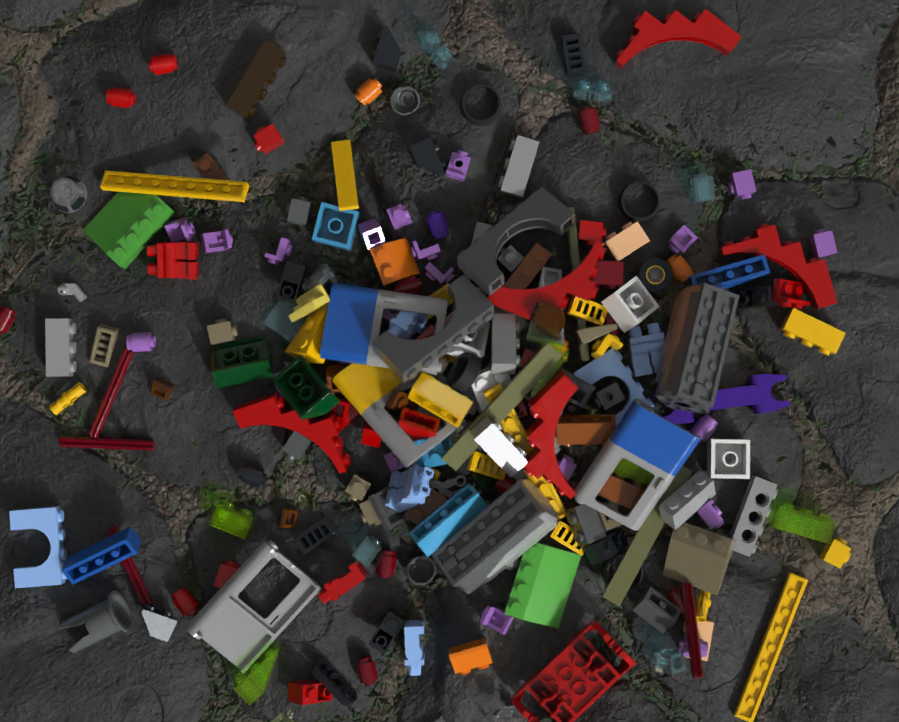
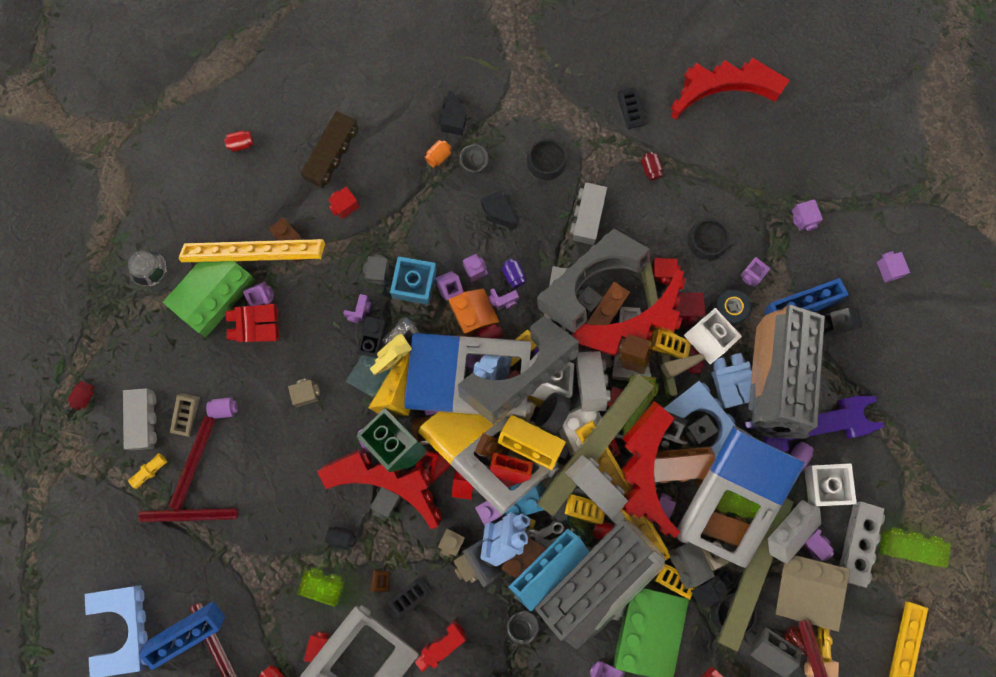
camera: 10 degrees left, 10 degrees down
(72, 289) = (151, 360): light grey arm -> none
(120, 97) = (198, 174): red brick -> none
(161, 389) = (244, 455): reddish brown slope -> none
(216, 241) = (296, 303): medium lavender bracket -> none
(241, 361) = (324, 421): dark green slope -> none
(344, 175) = (419, 231): yellow tile -> none
(367, 550) = (465, 609): clear light blue brick -> none
(386, 563) = (485, 622): dark red brick -> none
(431, 43) = (495, 107): clear light blue hinge -> none
(433, 273) = (514, 320): medium lavender bracket -> none
(455, 172) = (529, 222): medium lavender brick -> none
(602, 88) = (645, 137): clear light blue hinge -> none
(602, 344) = (694, 373): yellow bracket -> none
(626, 242) = (702, 276): light nougat brick -> none
(680, 268) = (757, 299): orange brick -> none
(702, 188) = (769, 222): clear light blue brick -> none
(788, 294) = (868, 316): red bracket -> none
(812, 275) = (885, 296): red arch -> none
(812, 332) = (895, 352): yellow brick -> none
(836, 552) = (954, 577): yellow brick -> none

